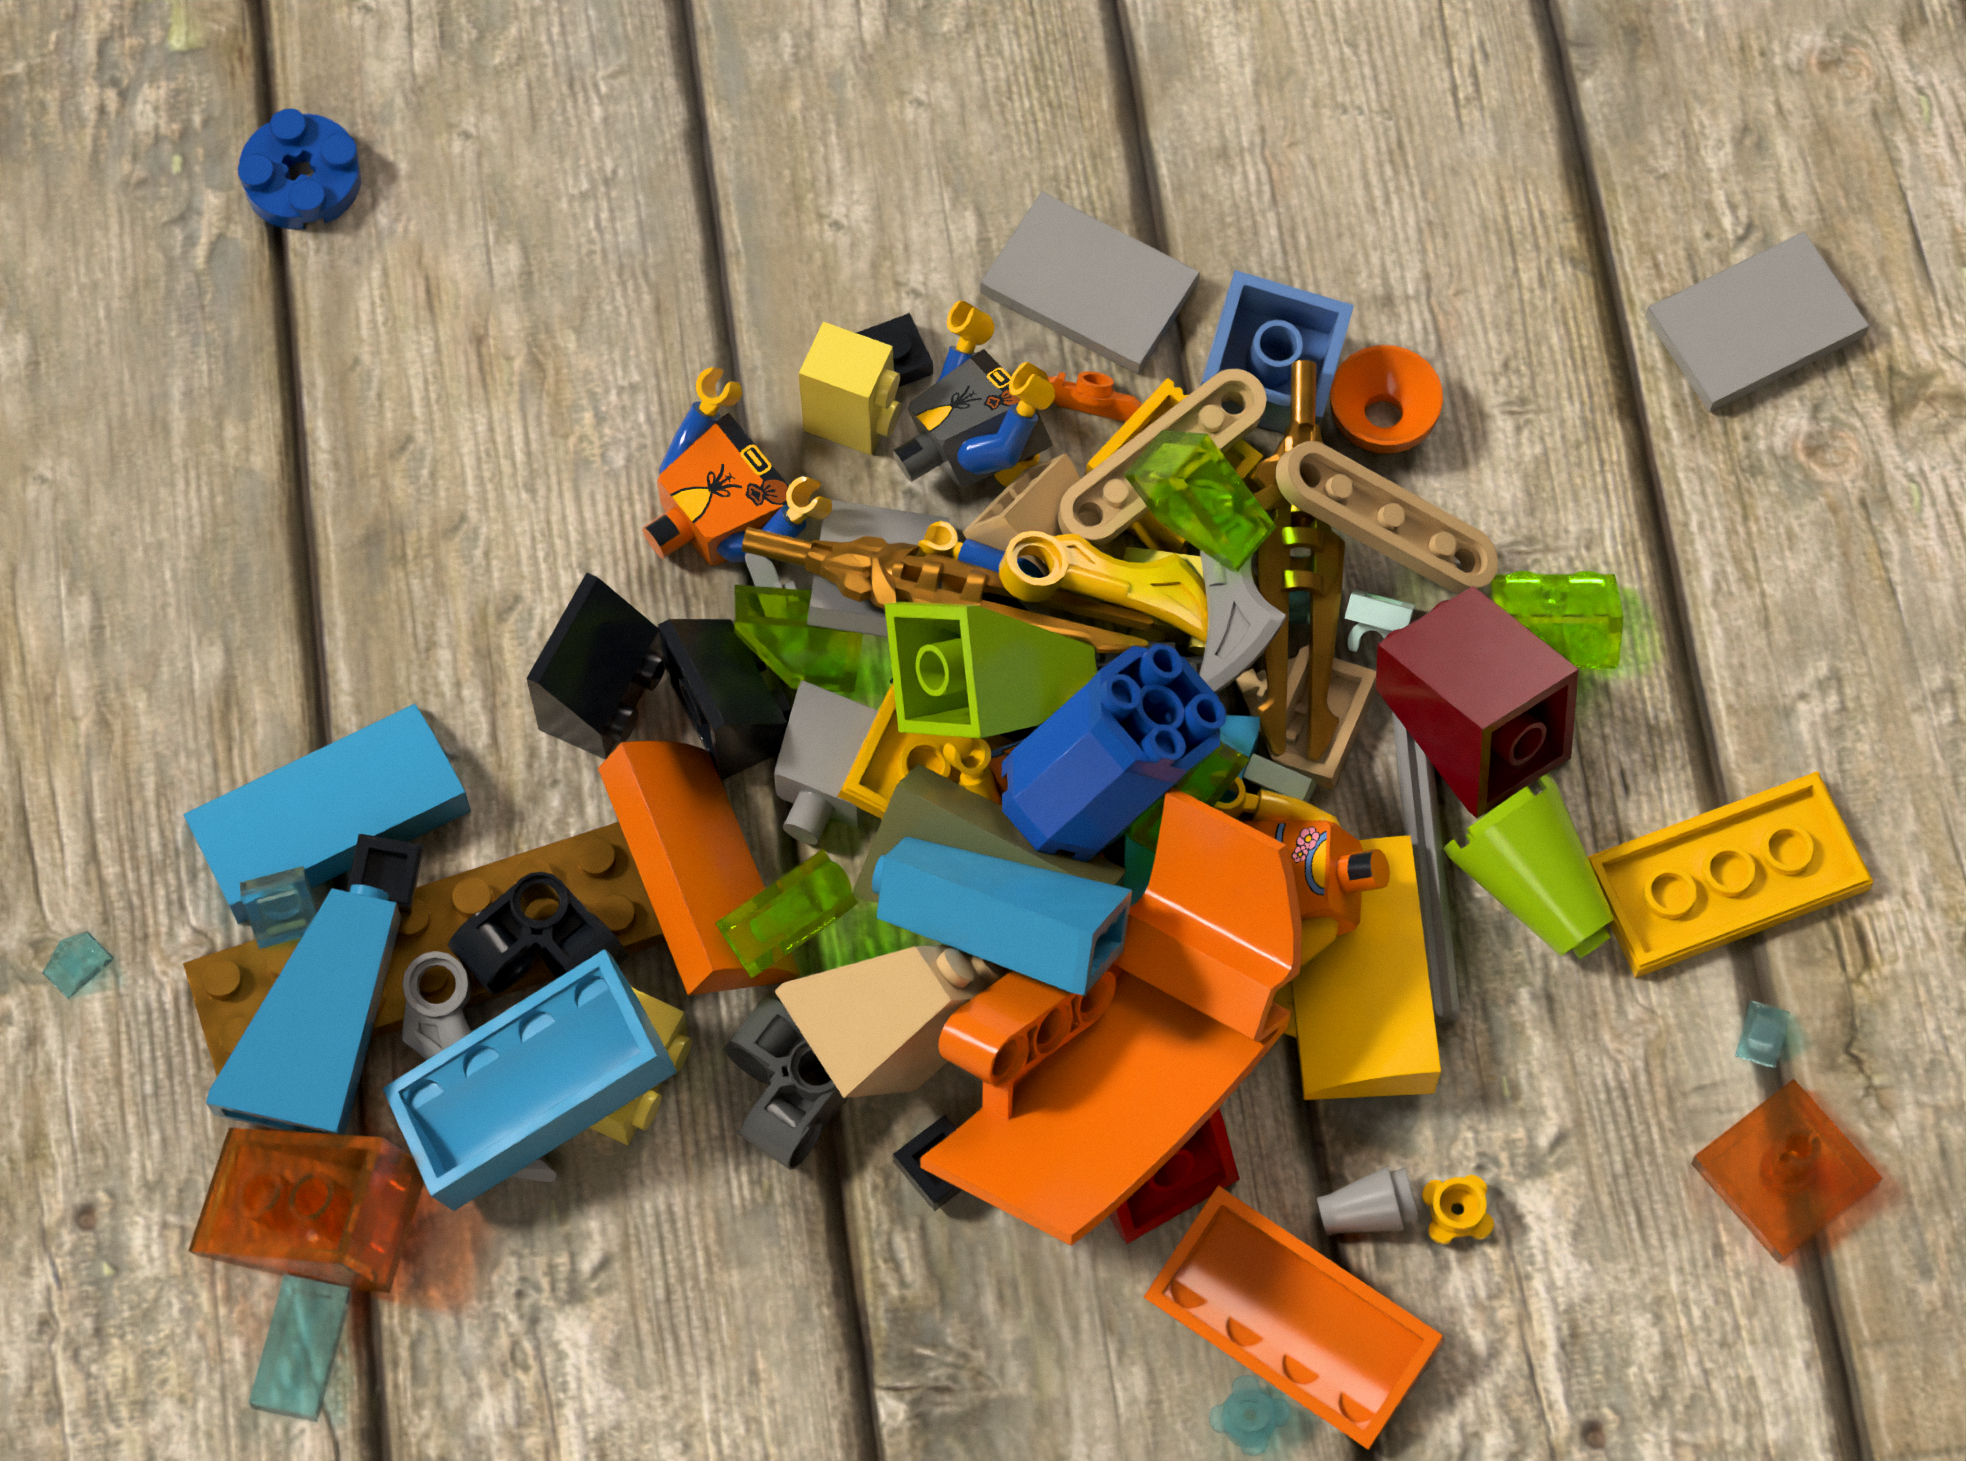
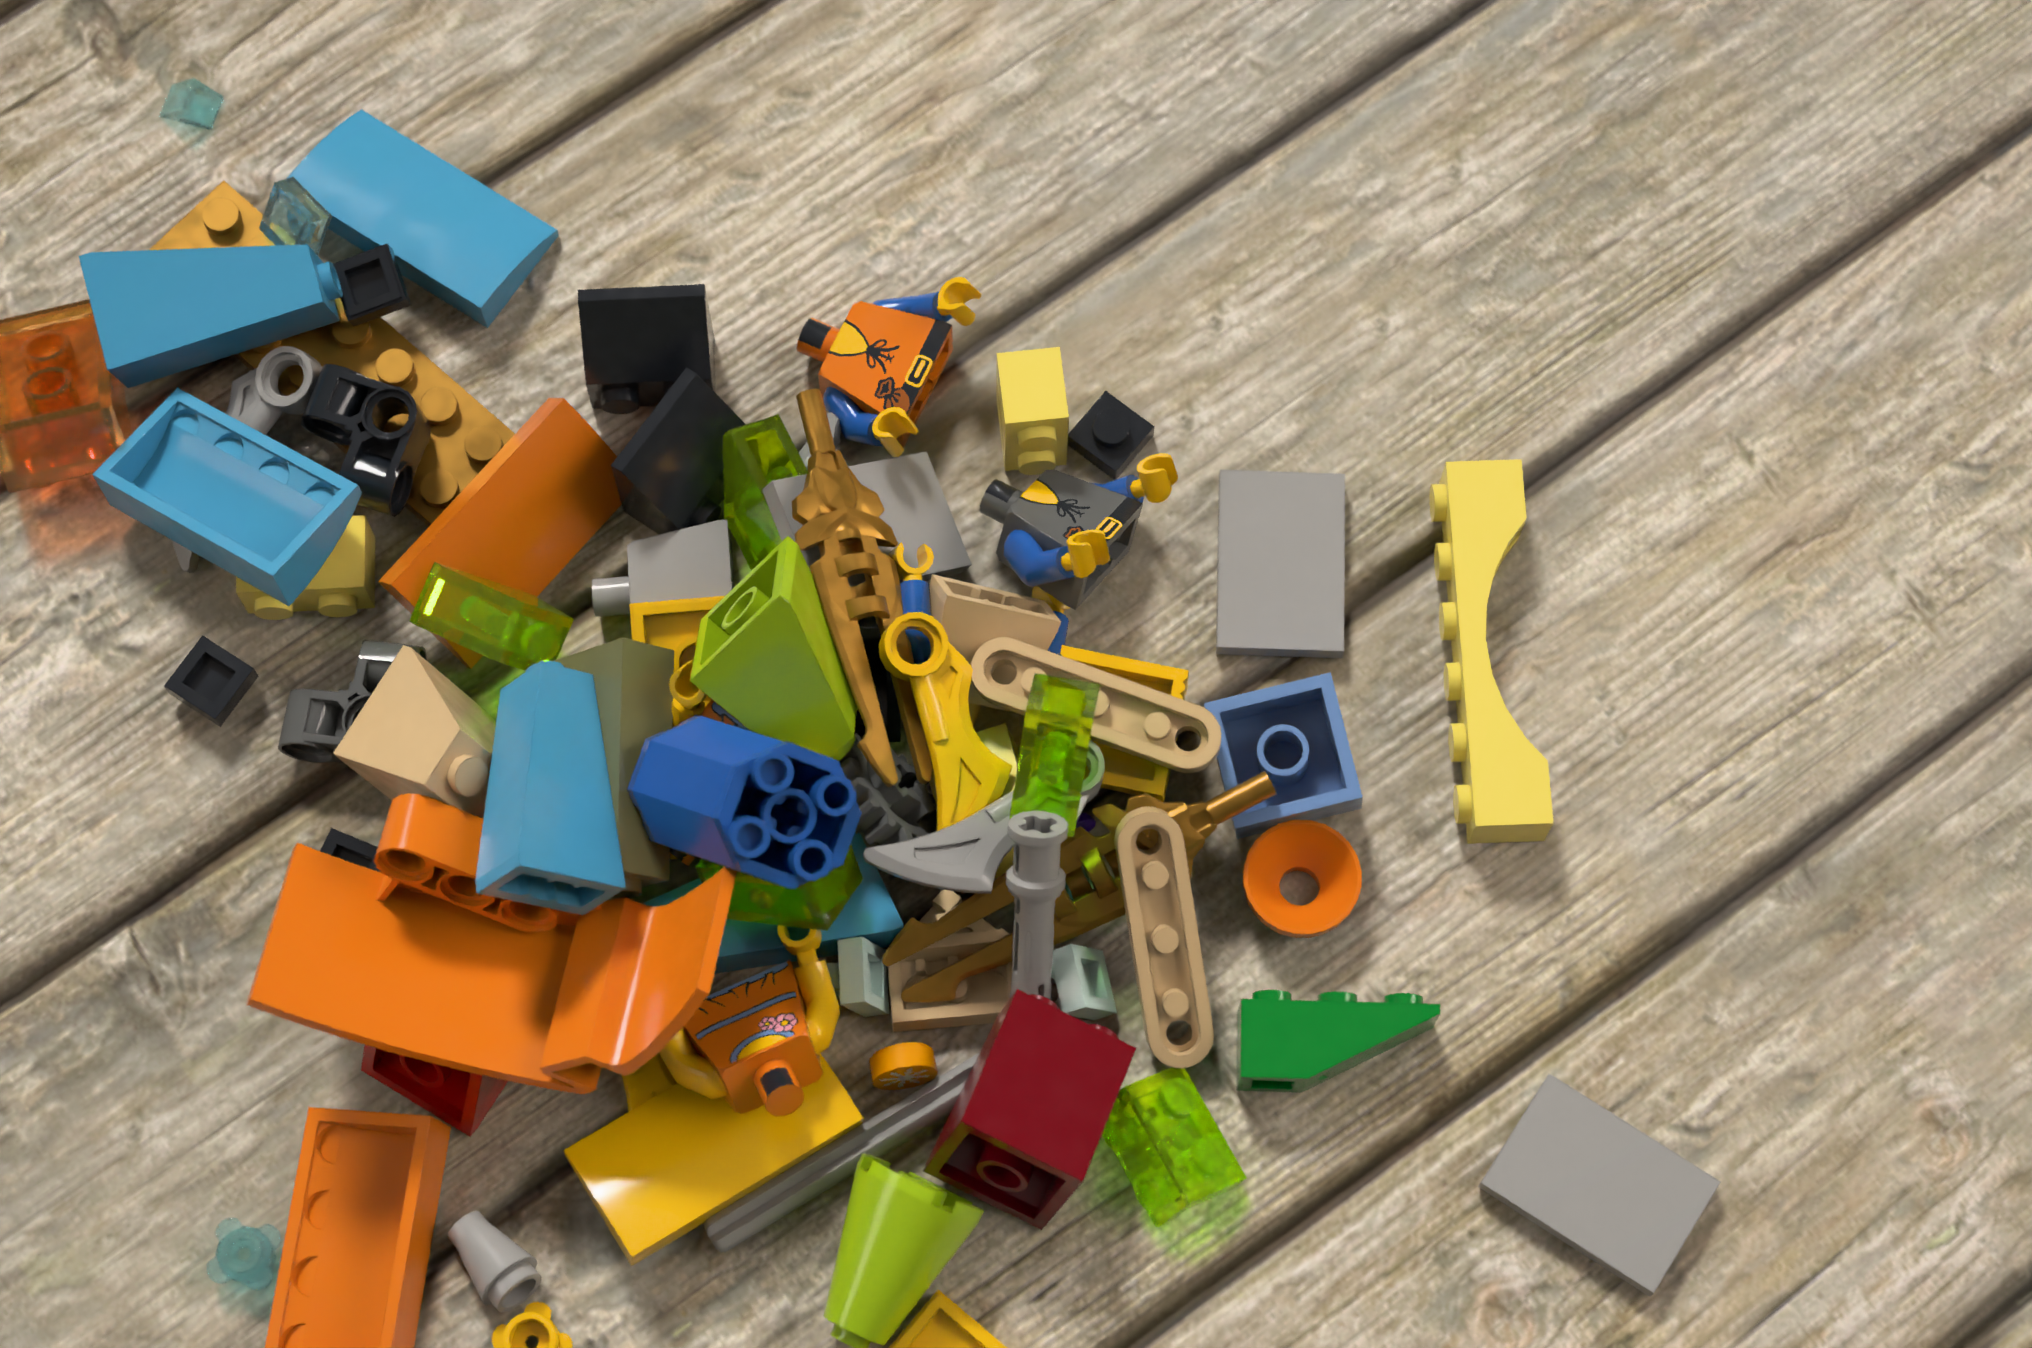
camera: 60 degrees right, 5 degrees up
(684, 1199) = (211, 681): none -> black plate
(1093, 395) = (1167, 619): orange piece -> none
(1299, 578) = (1035, 884): none -> light grey pin
(1371, 208) = (1502, 773): none -> light yellow arch
(1375, 788) = (903, 1066): none -> light orange tile
(1527, 469) = (1307, 1042): none -> green slope

